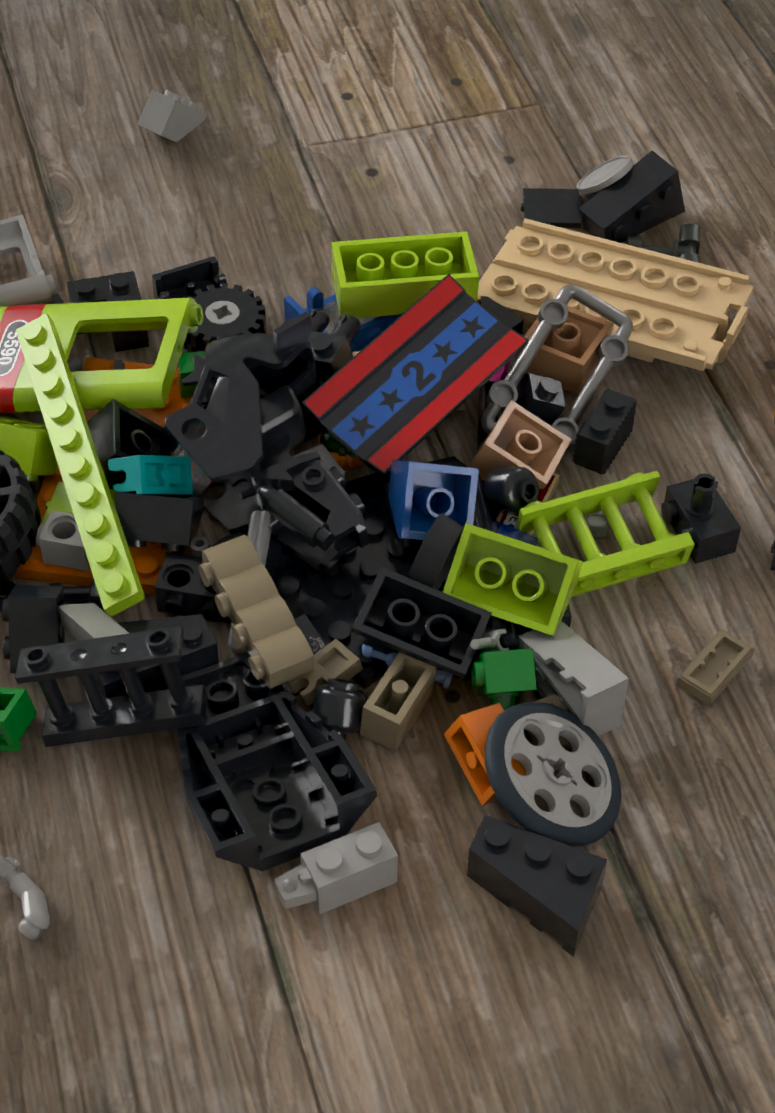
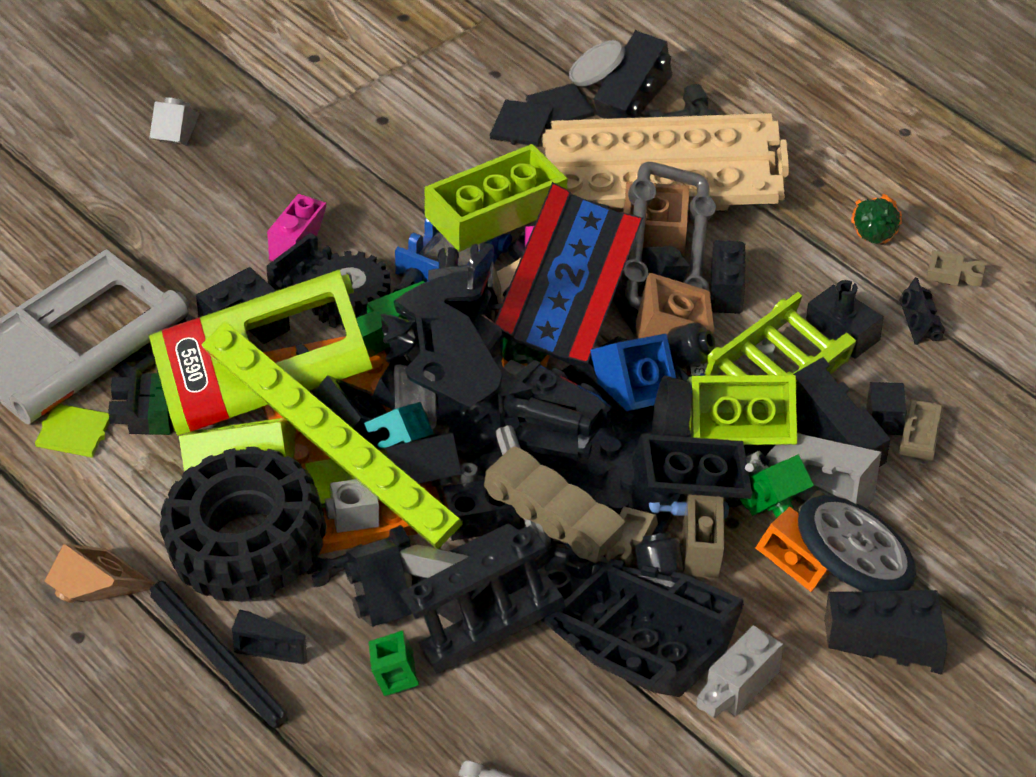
camera: 25 degrees left, 5 degrees down
(218, 239) = (296, 221): none -> dark pink slope
(500, 212) = (521, 122): none -> black piece
(617, 623) = (830, 414): none -> black wedge
(688, 629) = (887, 406): none -> black brick

